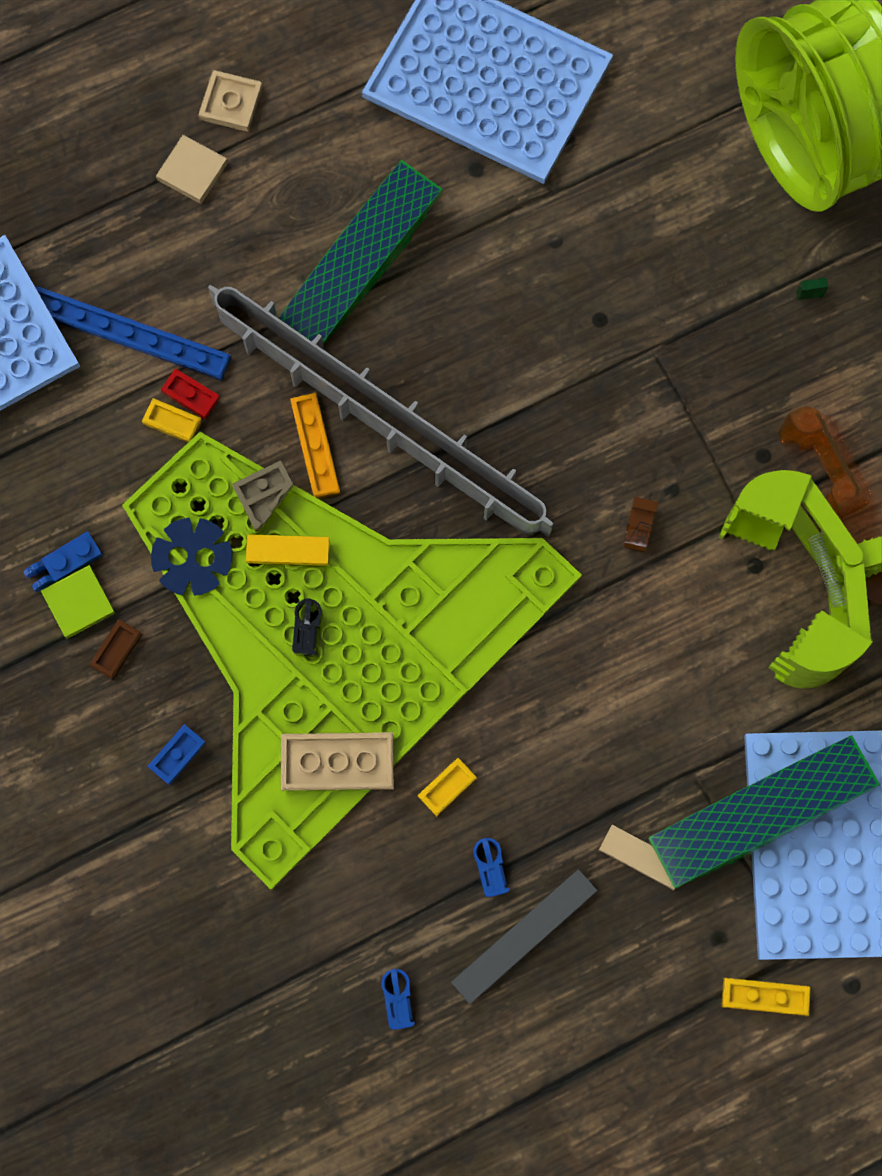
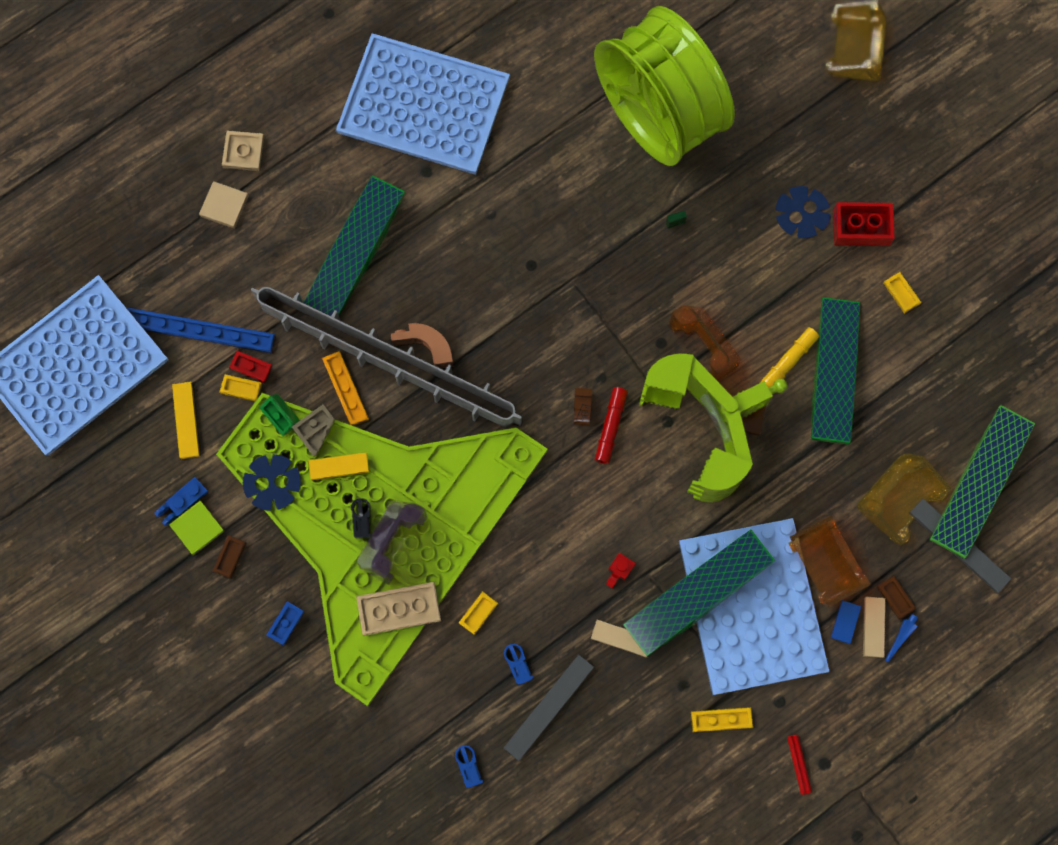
camera: 10 degrees left, 0 degrees up
(89, 452) = (185, 420): none -> yellow tile
(218, 464) = (279, 414): none -> green slope
(313, 683) = (372, 557): none -> windscreen
(441, 394) = (428, 337): none -> nougat arch
(655, 758) = (620, 568): none -> red plate
(675, 557) = (611, 425): none -> red piece
(867, 1080) = (799, 764): none -> red axle

